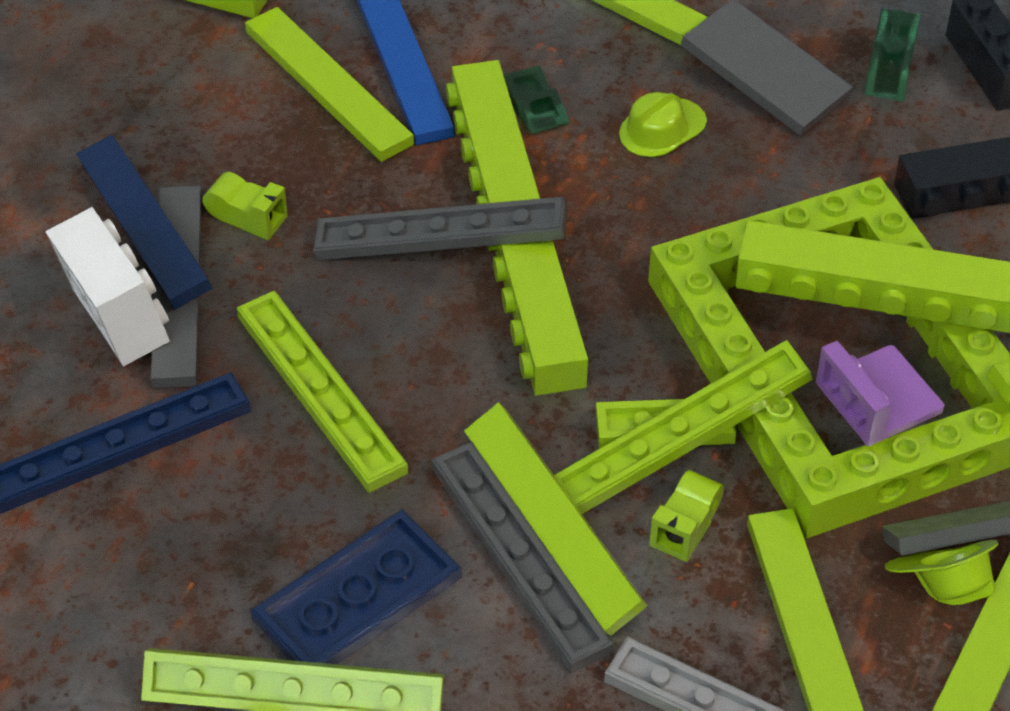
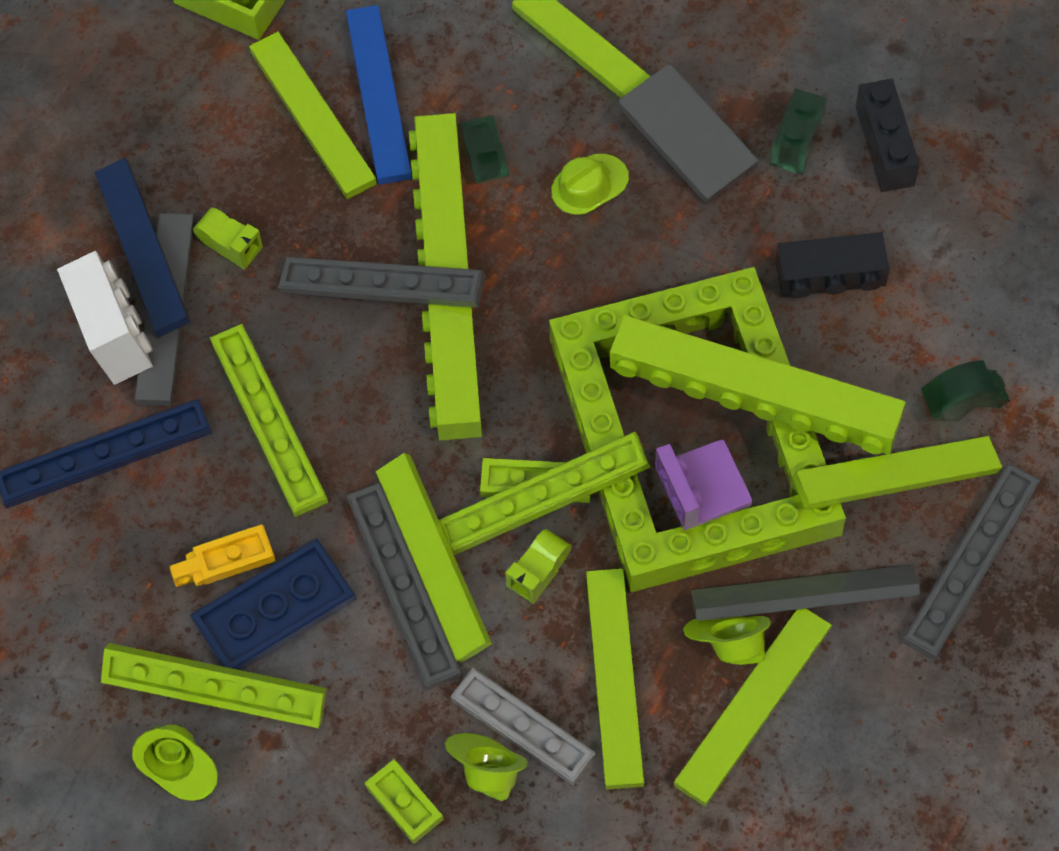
camera: 10 degrees right, 15 degrees up
(286, 541) = (224, 557): none -> yellow hinge

